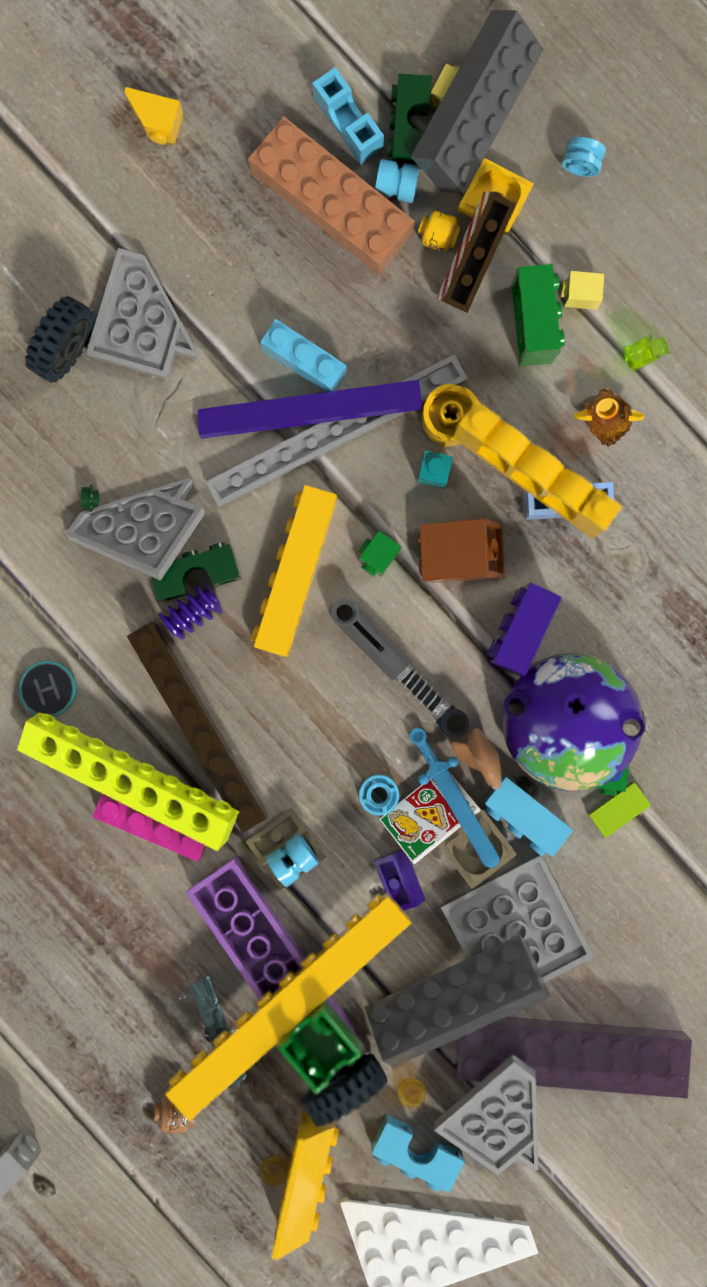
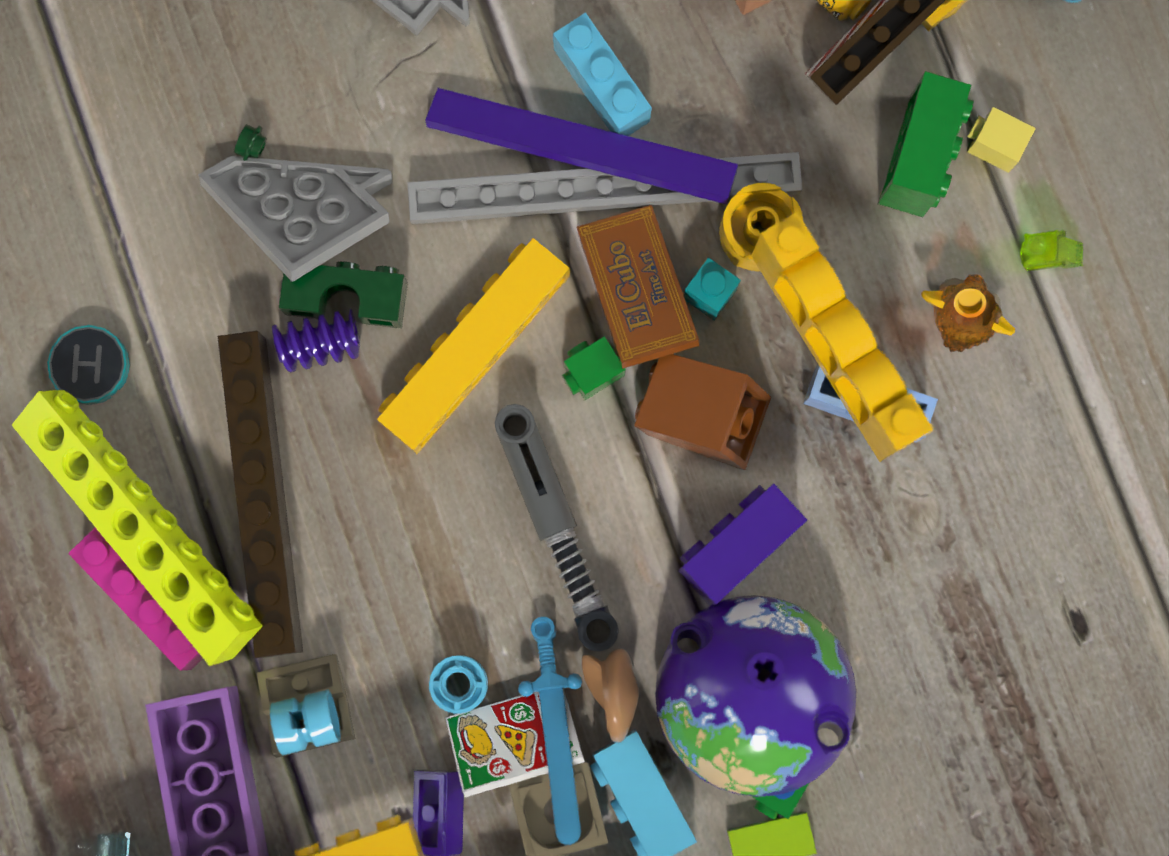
camera: 20 degrees right, 5 degrees down
(386, 488) = (637, 286): none -> dark orange tile

